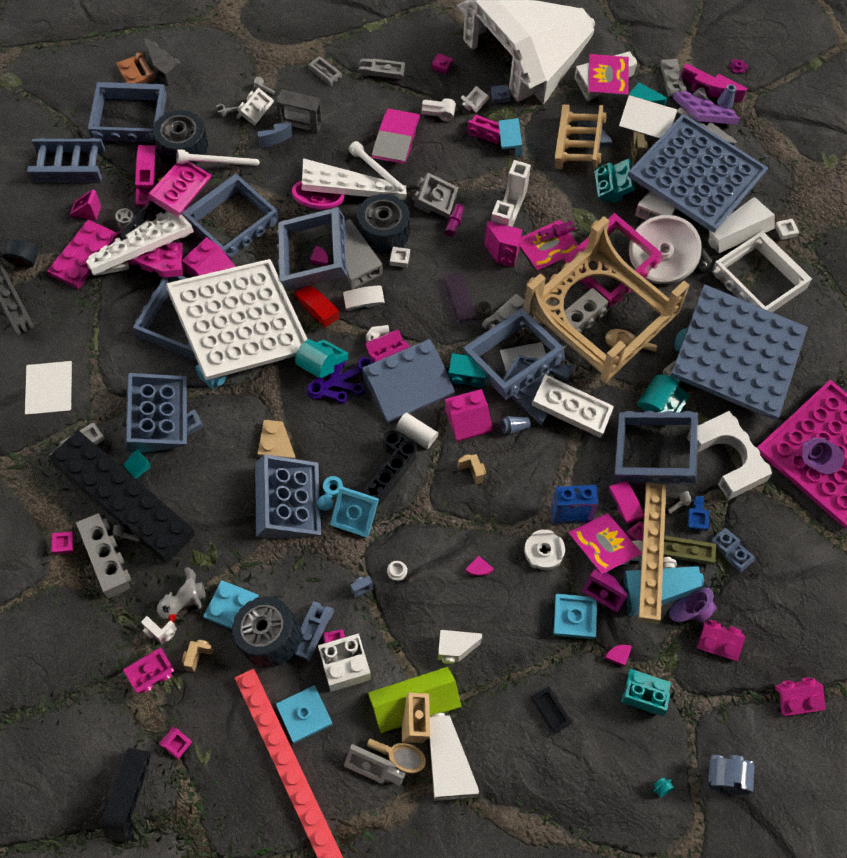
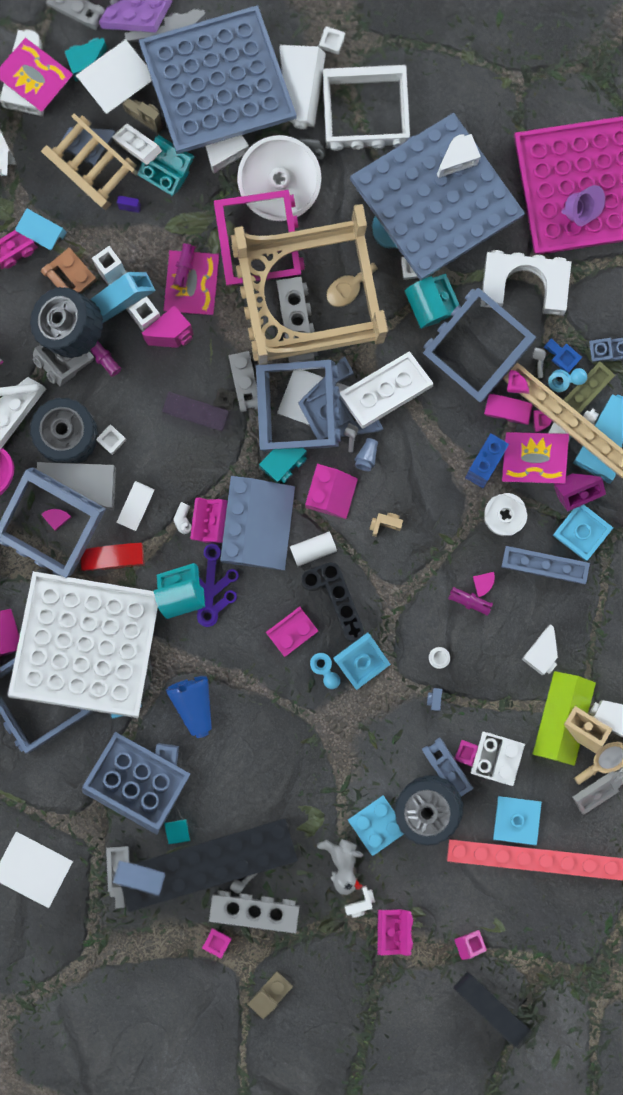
camera: 50 degrees left, 20 degrees up
(42, 608) = (270, 995): none -> dark tan slope
(78, 443) = (138, 878): none -> sand blue slope
(191, 657) = (404, 889): tan bracket -> none
(241, 415) = (192, 704): none -> blue cone
(275, 440) = (237, 687): tan wing -> none
(287, 498) = (305, 712): sand blue slope -> none
(344, 454) = (292, 631): none -> dark pink plate
(458, 173) = (66, 322): none -> black wheel
(458, 565) = (470, 601): none -> magenta pin
(485, 195) = (123, 293): none -> medium azure slope
(499, 173) = (72, 268): none -> nougat plate
(523, 401) = (351, 431): none -> light grey hand
(527, 605) = (545, 565): none -> sand blue plate
(570, 175) = (128, 204): none -> dark purple tile
(614, 154) = (137, 144): none -> white plate
(650, 492) = (517, 383): none -> dark pink tile
(690, 533) = (576, 377): none -> medium azure plate
(778, 341) = (459, 156): none -> white slope

